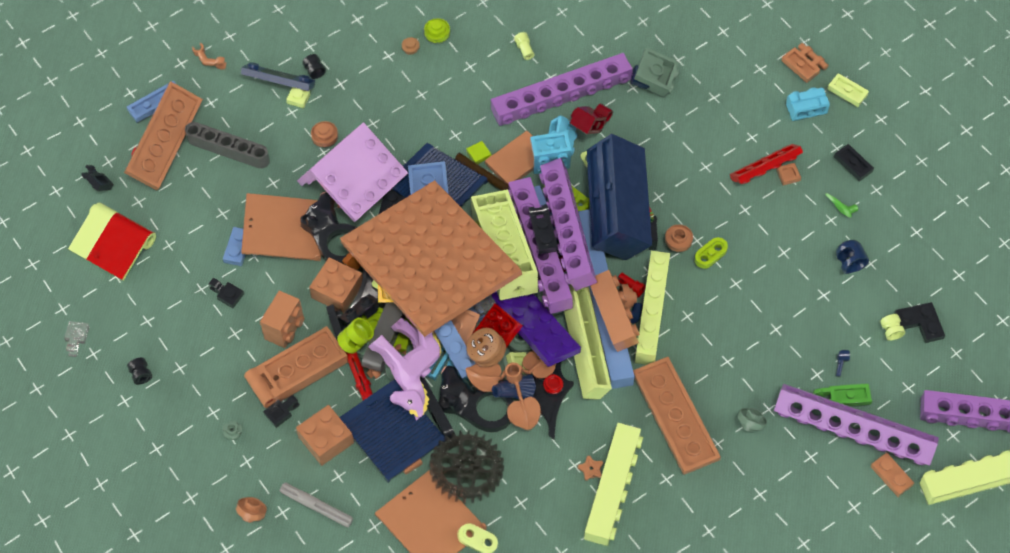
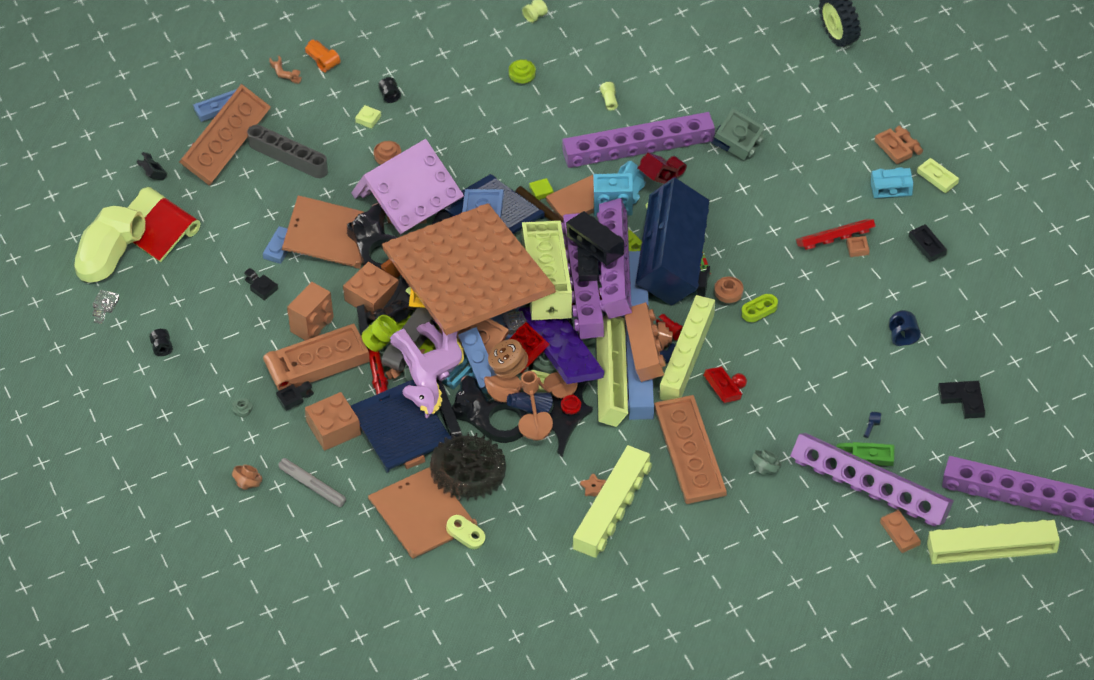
camera: 10 degrees right, 10 degrees down
(66, 269) = (106, 242): none -> yellowish green piece
(246, 40) = (324, 58): none -> orange piece
(301, 82) = (371, 102): plate -> none
(410, 45) = (492, 83): medium nougat plate -> none
(548, 209) = (595, 238): none -> black brick
(695, 341) = (724, 386): none -> red plate
(844, 209) = (907, 284): bright green bar -> none
(892, 326) = (932, 397): yellowish green wheel -> none

